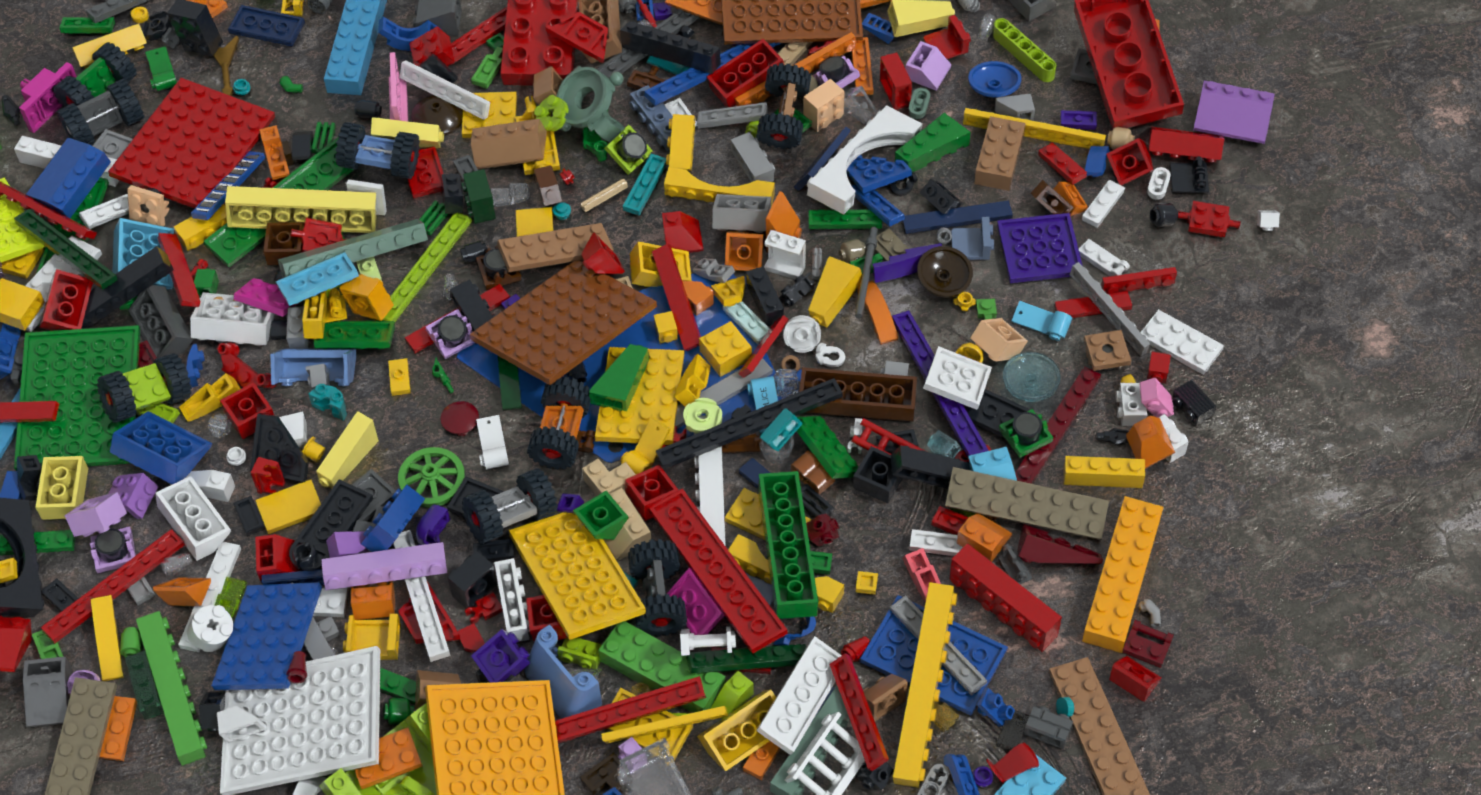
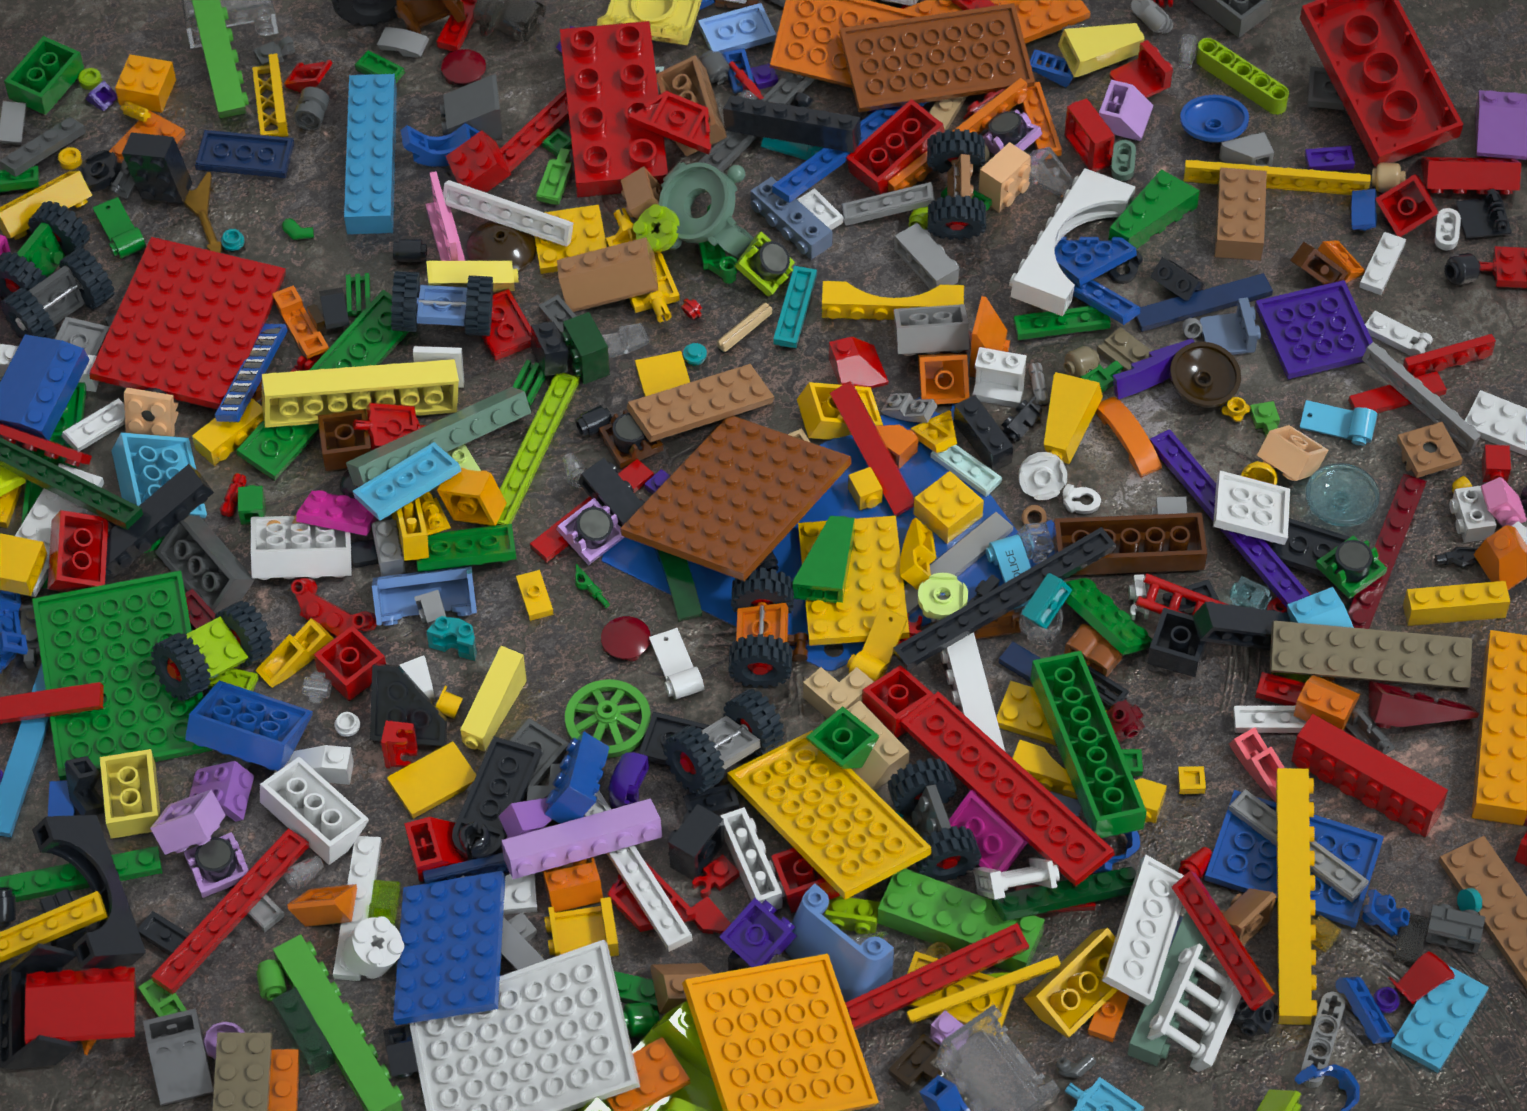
camera: 10 degrees left, 0 degrees up
(107, 638) = (239, 978): yellow slope -> none
(181, 274) = (222, 499): red tile -> none
(194, 364) = (264, 604): blue slope -> none
(236, 724) = (441, 1061): white slope -> none
(249, 516) = (382, 798): black tile -> none
(297, 669) = (505, 983): dark red cone -> none
(437, 67) = (491, 184): black tile -> none
(547, 185) = (672, 324): reddish brown slope -> none
(569, 502) = (796, 728): dark purple slope -> none
(600, 257) = (763, 409): red slope -> none
(641, 79) = (760, 170): reddish brown plate -> none
(681, 141) = (833, 246): yellow brick -> none
(734, 693) = (1058, 938): lime slope -> none
(763, 346) = (997, 498): red tile -> none
(822, 158) = (1017, 247): dark blue tile -> none
(871, 244) = (1104, 352): dark grey bar -> none
(1062, 163) = (1321, 217): red plate -> none

